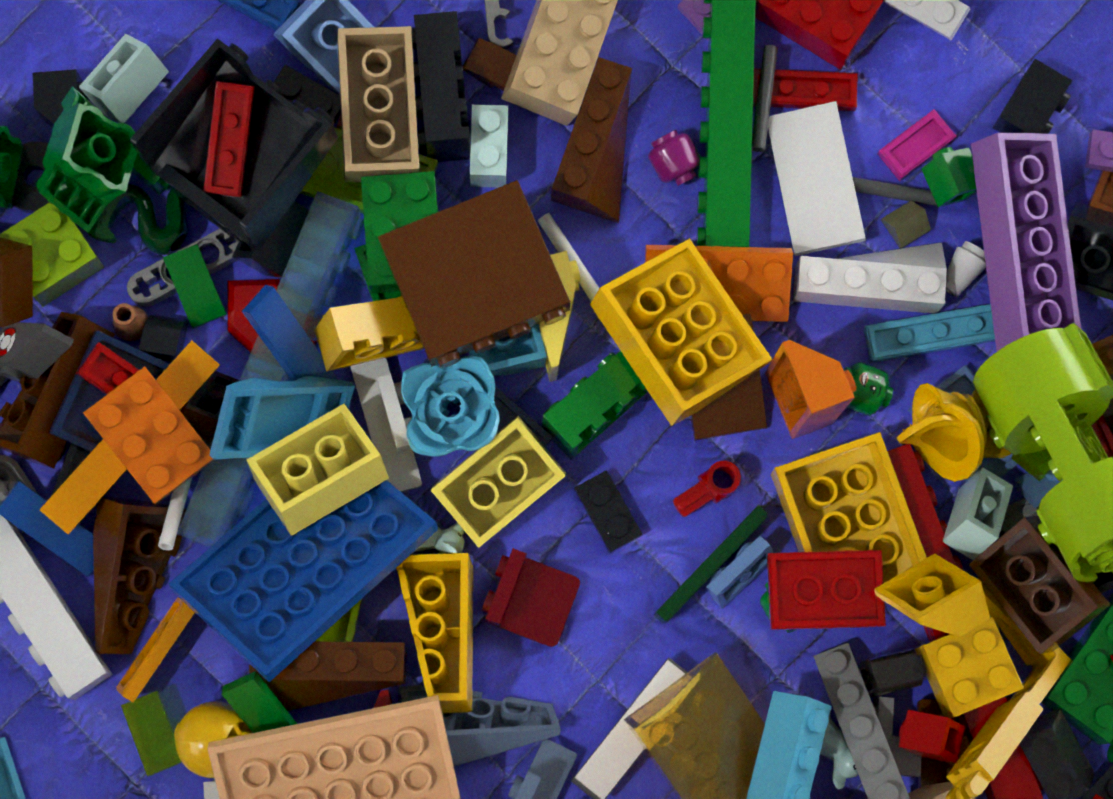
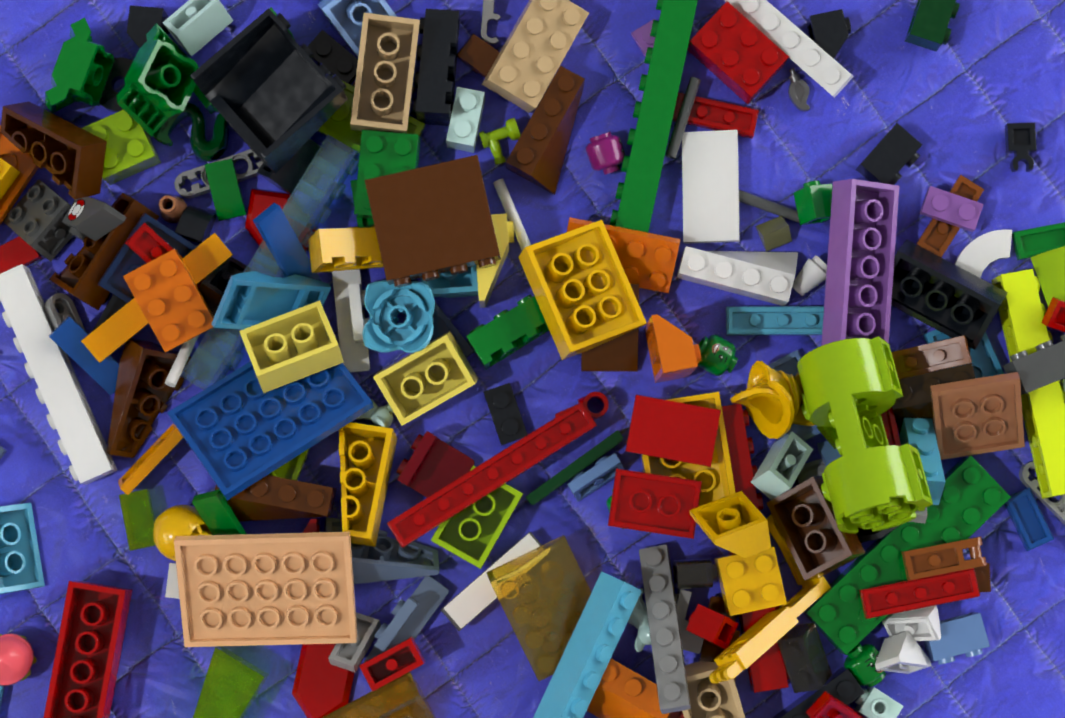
camera: 15 degrees right, 5 degrees up
(229, 138) = (267, 83): red tile -> none
(527, 164) = (492, 139): none -> lime piece
(597, 650) = (479, 526): none -> lime brick
(606, 591) = (491, 474): none -> red tile
(831, 492) = (673, 430): none -> red tile
(902, 43) = (798, 91): none -> flat silver piece
(916, 145) = (794, 173): dark pink tile -> none

